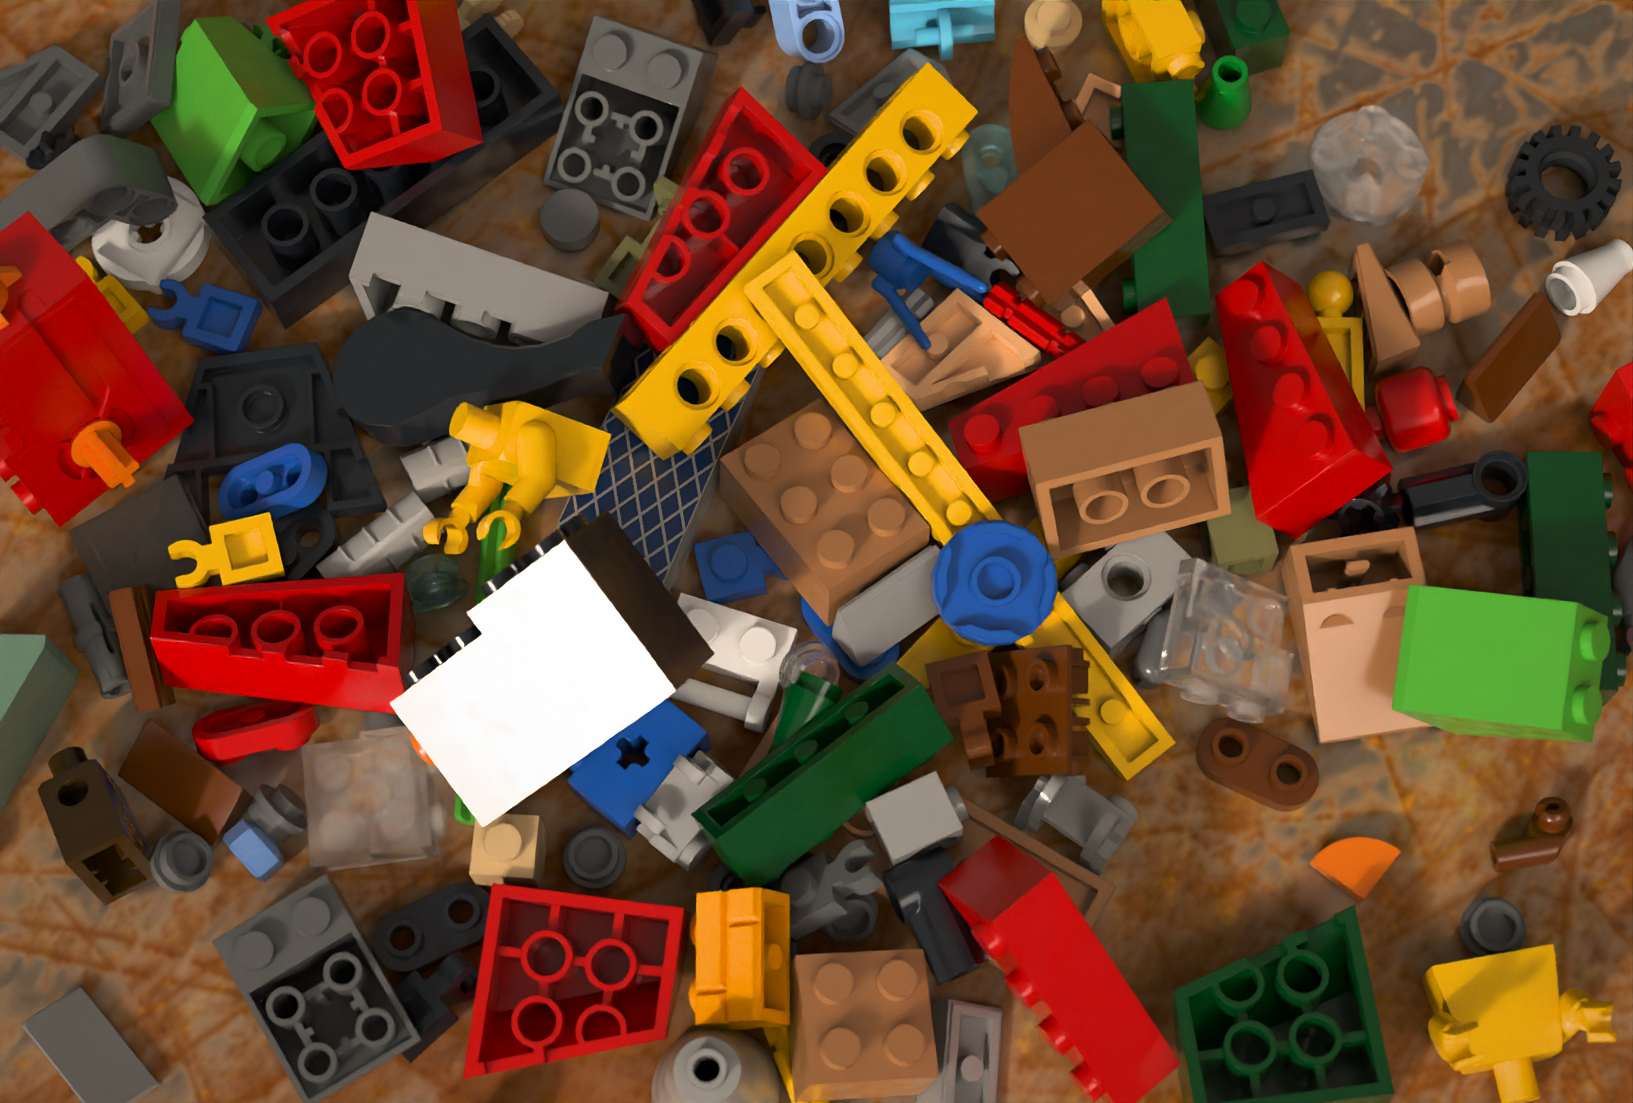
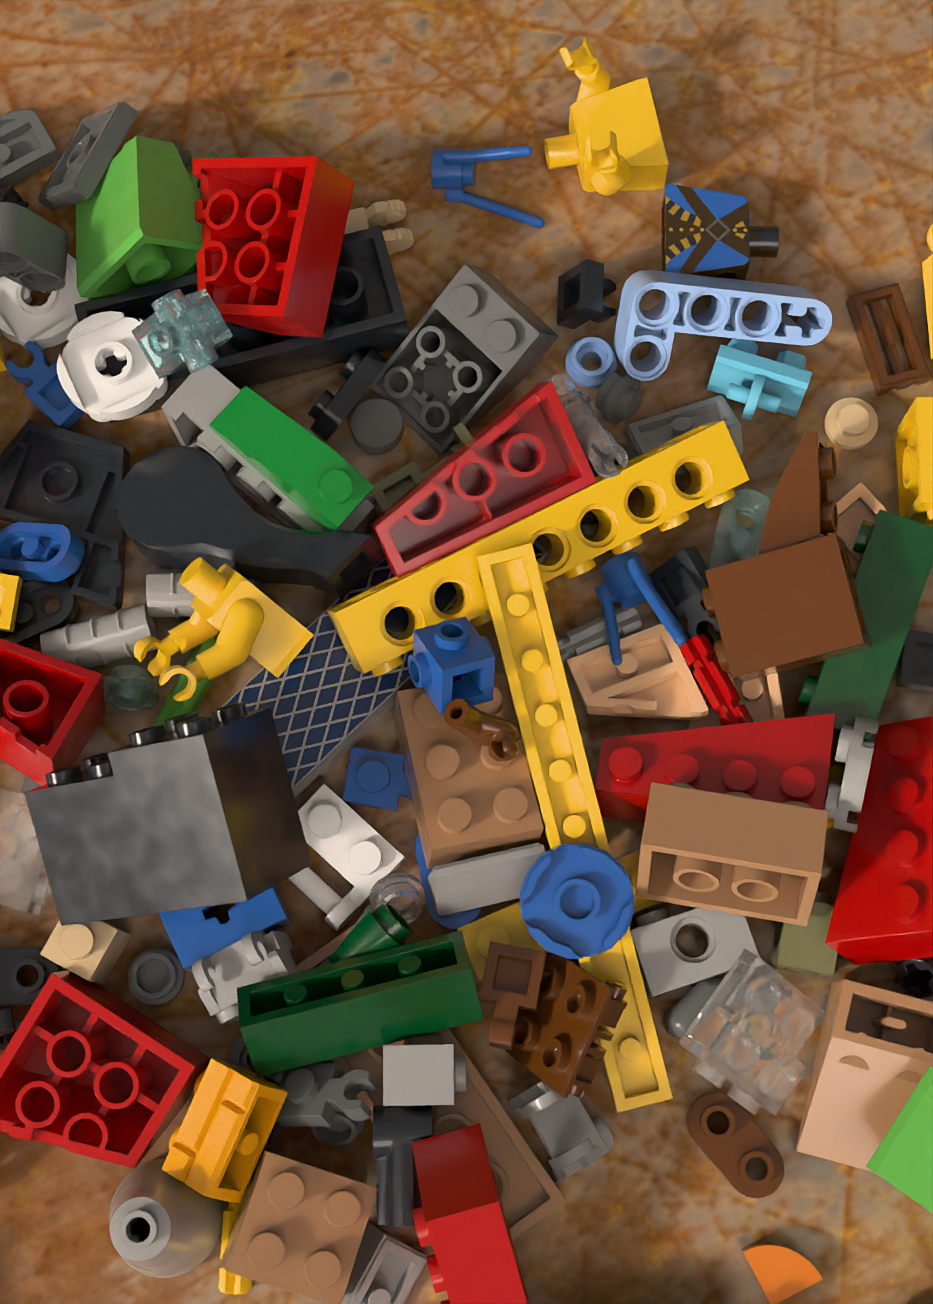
camera: 25 degrees right, 5 degrees up
(283, 290) = (84, 357): none -> white plate
(340, 191) = (192, 331): none -> clear light blue brick
(509, 274) = (292, 459): none -> green slope
(518, 219) = (332, 409): none -> black plate
(757, 54) = (590, 349): none -> medium blue plate
(768, 401) = (452, 663): none -> blue brick
(812, 132) = (591, 432): none -> clear pin
(828, 451) = (484, 729): none -> reddish brown arm
(1207, 327) = (849, 793): none -> light grey plate

